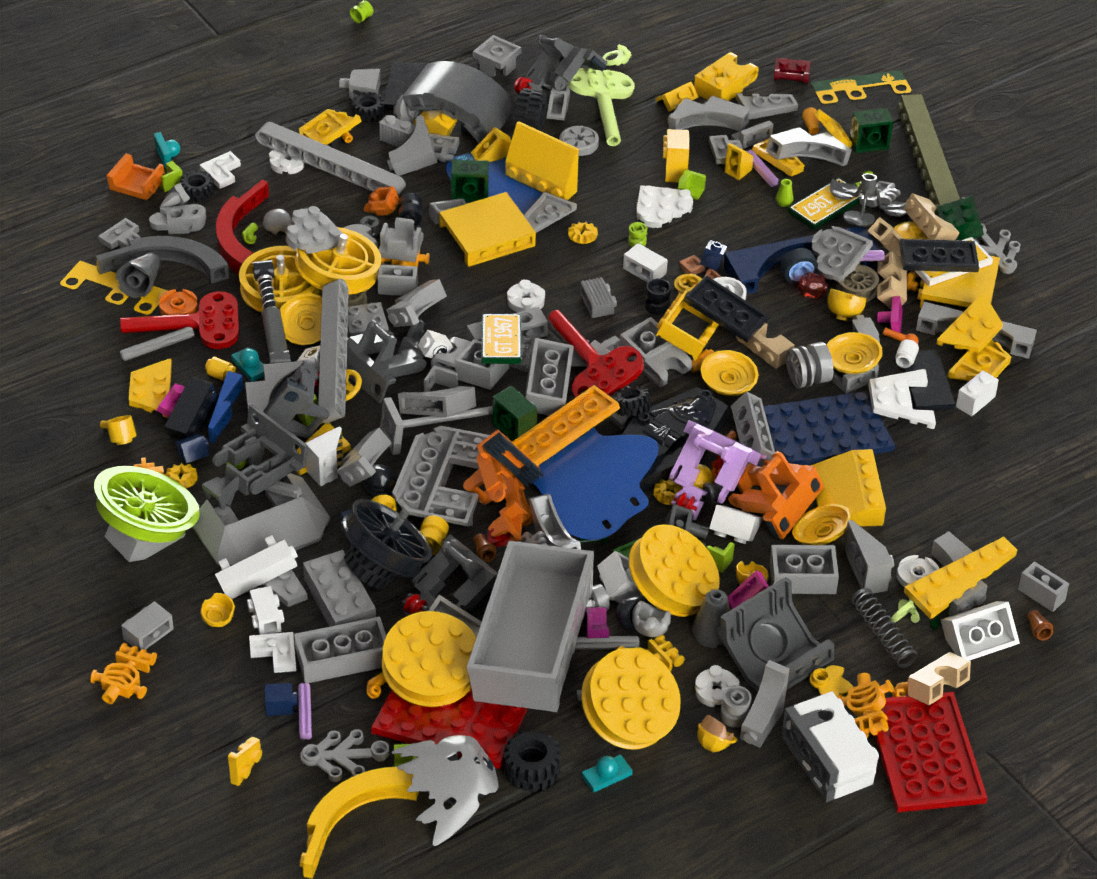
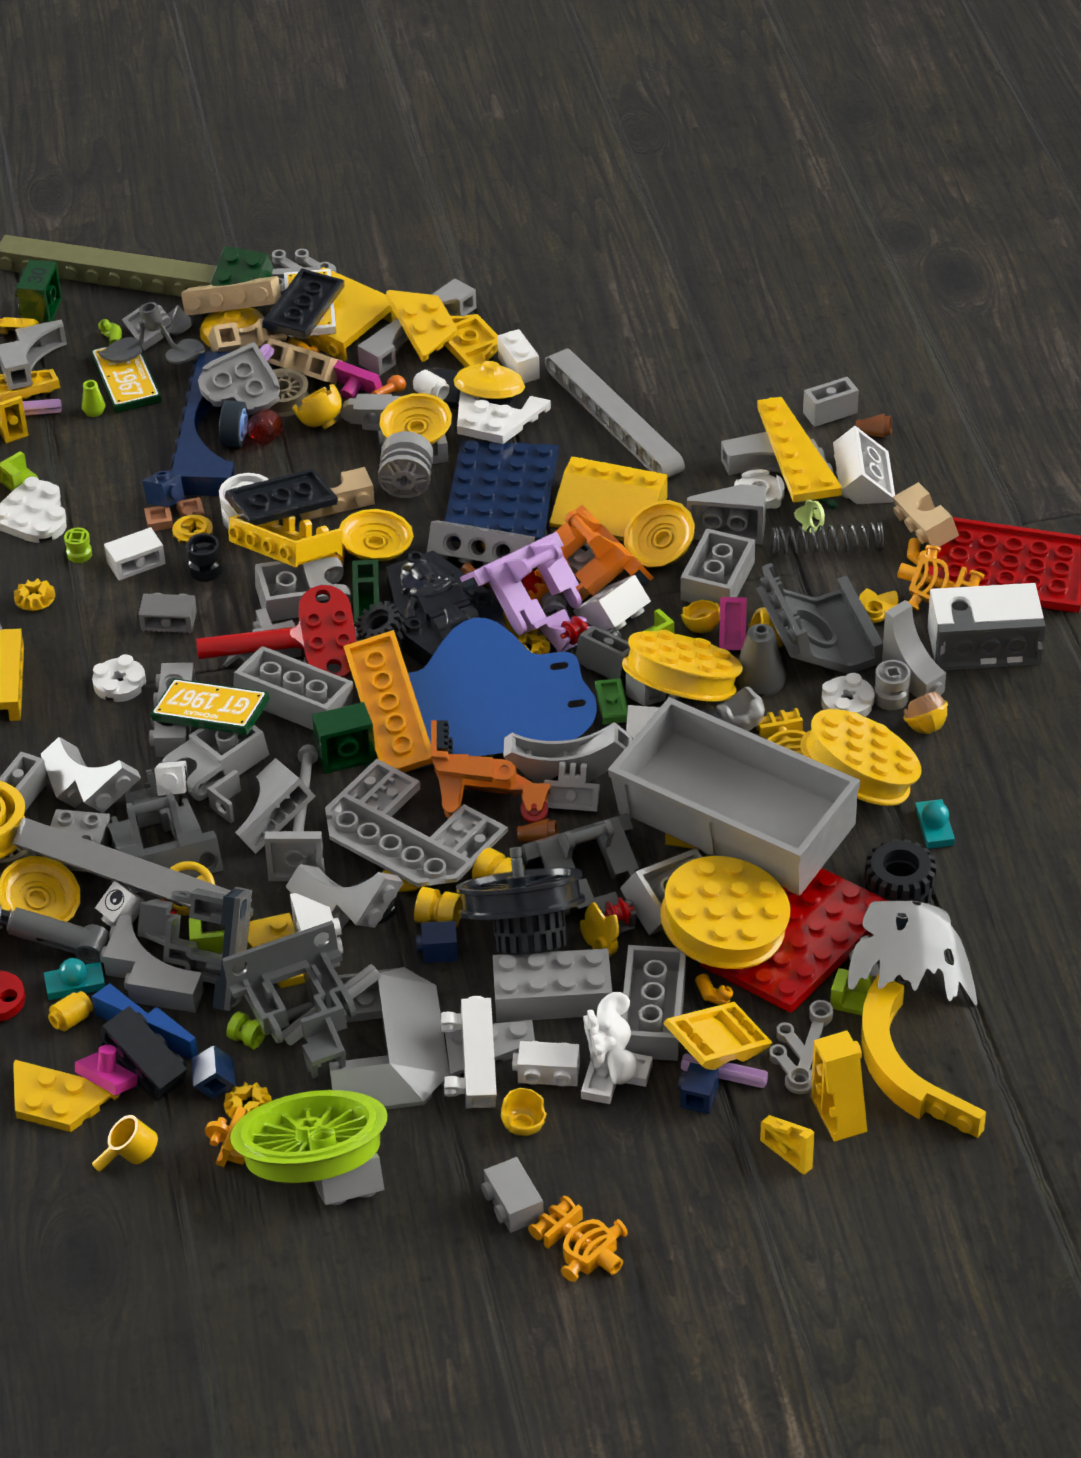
camera: 65 degrees left, 0 degrees up
(285, 626) = (609, 1036): none -> white animal
(297, 769) = (839, 1085): none -> yellow wedge
(318, 689) = (718, 1035): none -> yellow slope
(394, 610) = (600, 931): none -> yellow plate
(673, 386) = (365, 586): none -> dark green slope
(933, 383) = (489, 381): none -> yellow hat
(949, 466) = (614, 413): none -> light grey beam

